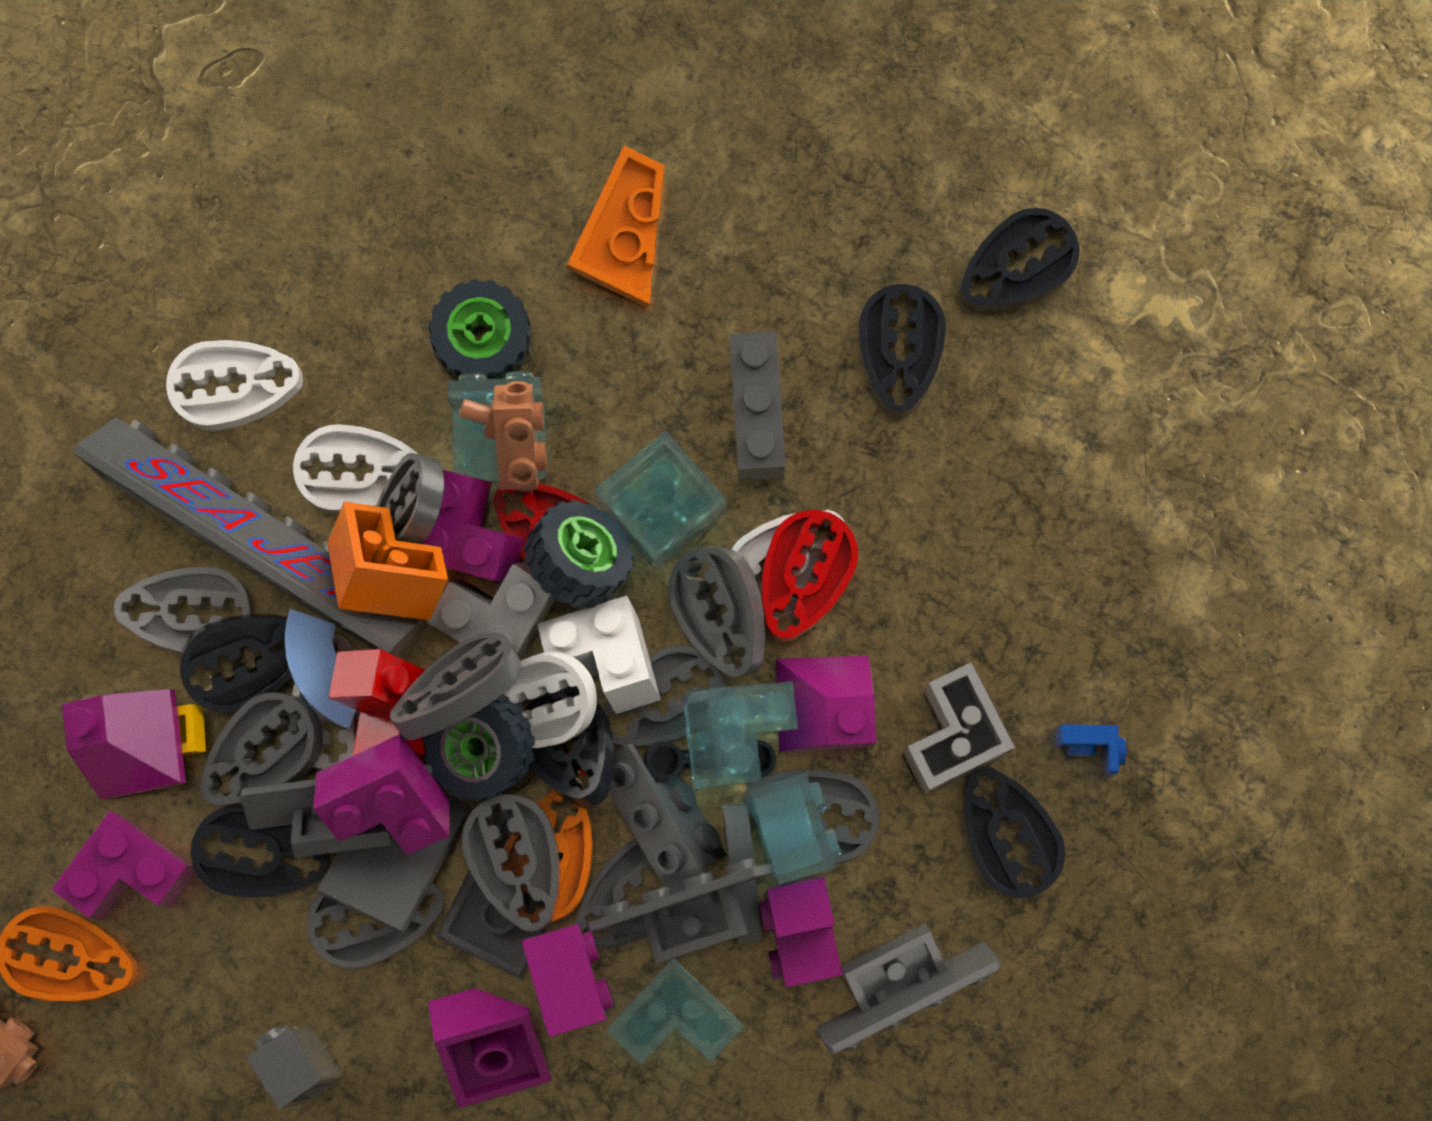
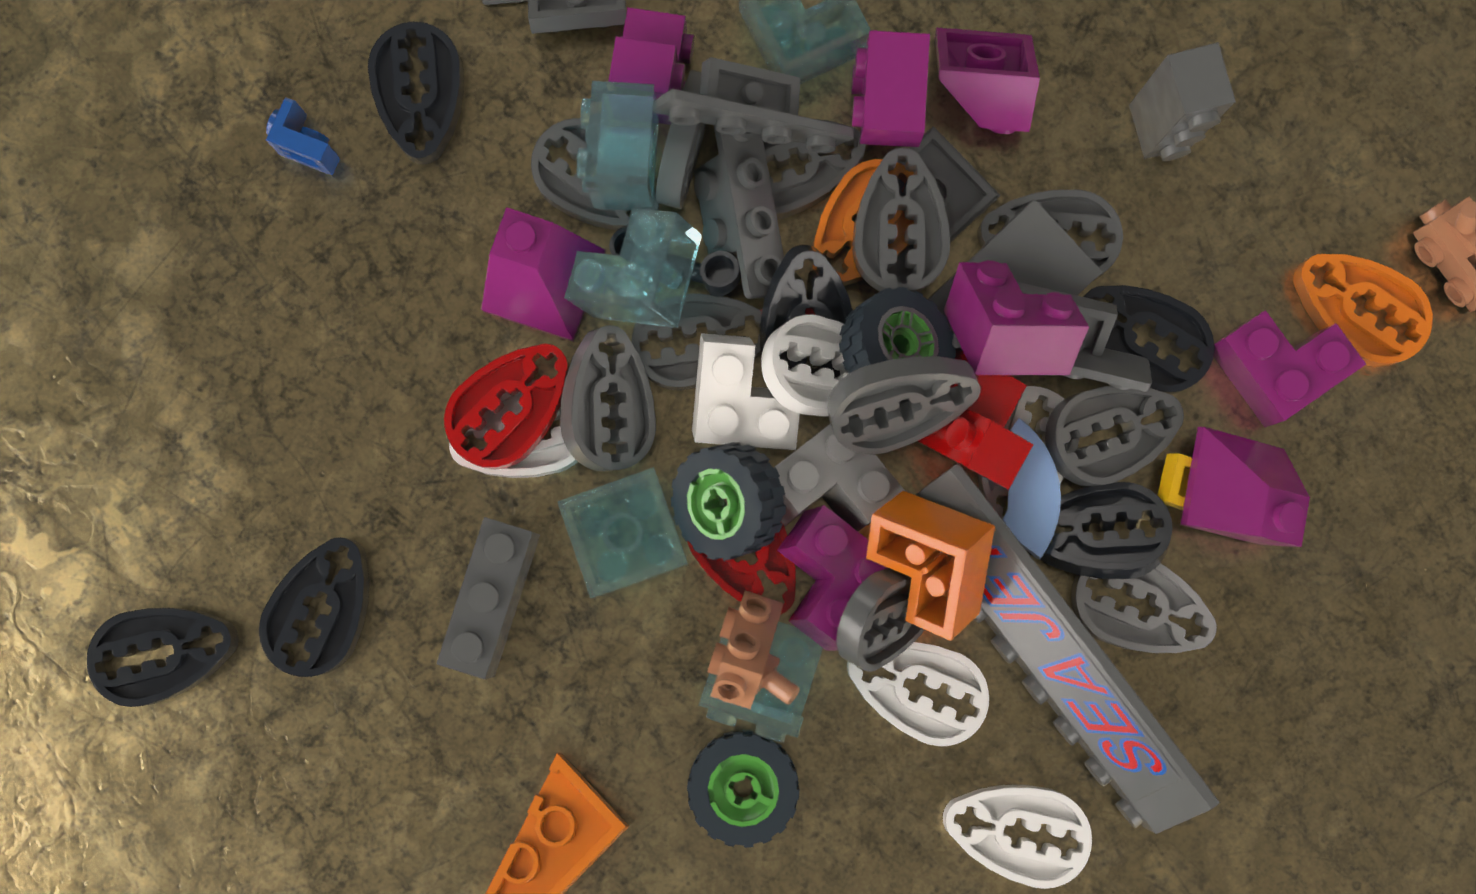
camera: 155 degrees left, 5 degrees up
(969, 735) = (417, 183): light grey brick -> none

